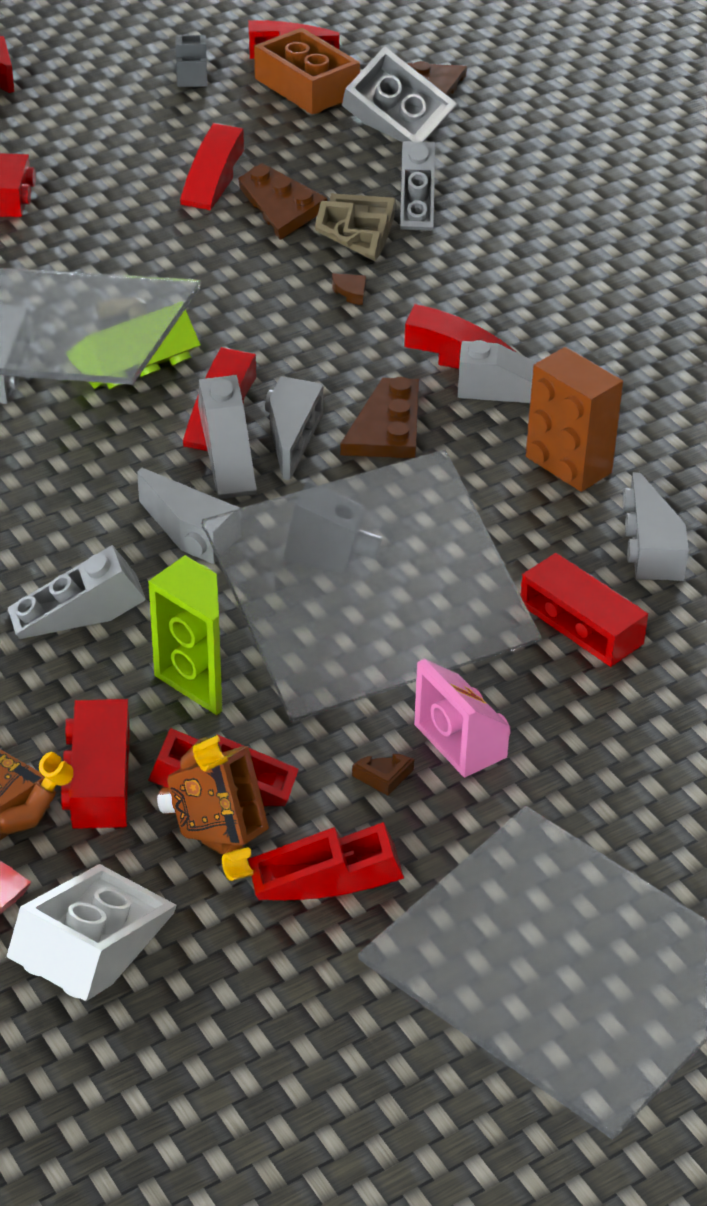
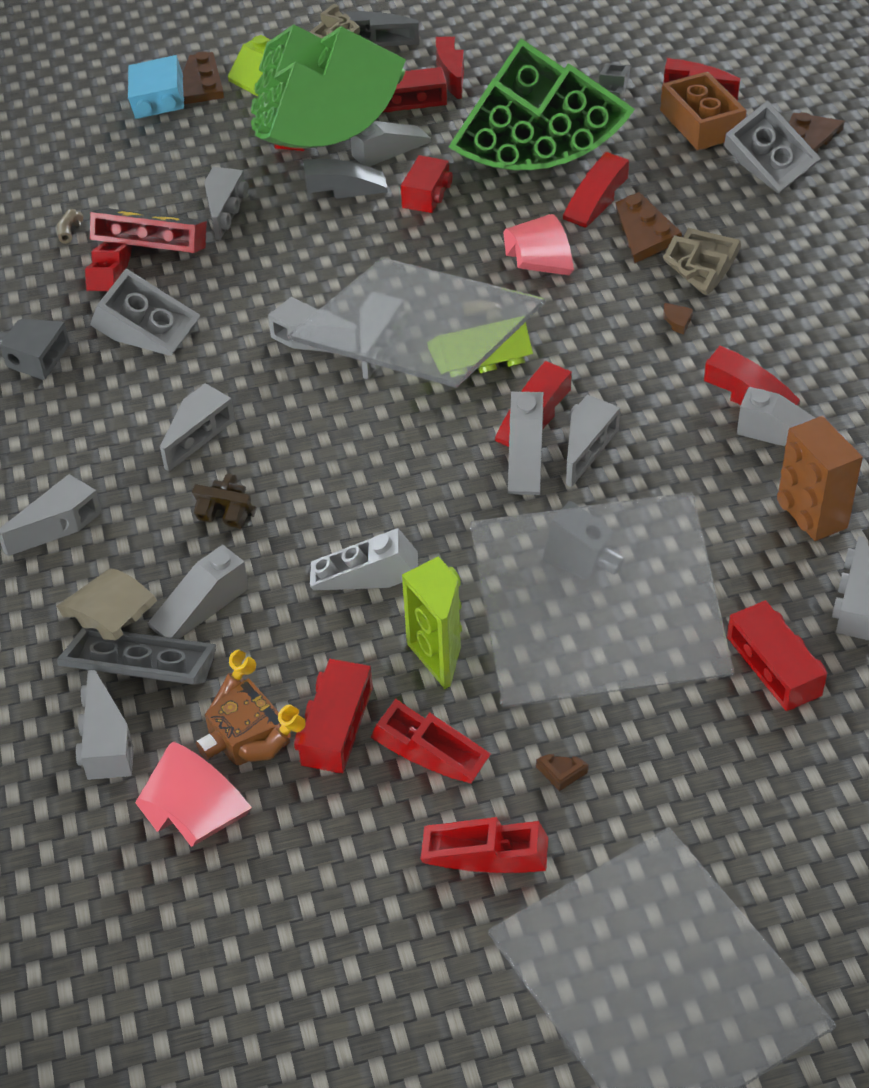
camera: 20 degrees right, 5 degrees up
(87, 930) = (281, 860): white slope -> none
(124, 90) = (538, 115): none -> bright green brick
(167, 233) = (540, 246): none -> coral slope
(180, 512) = (471, 499): light grey slope -> none
(217, 802) = (411, 775): dark orange torso -> none
(386, 422) = (668, 447): reddish brown wing -> none
(417, 186) = (763, 231): light grey slope -> none
(458, 720) = (635, 738): bright pink slope -> none

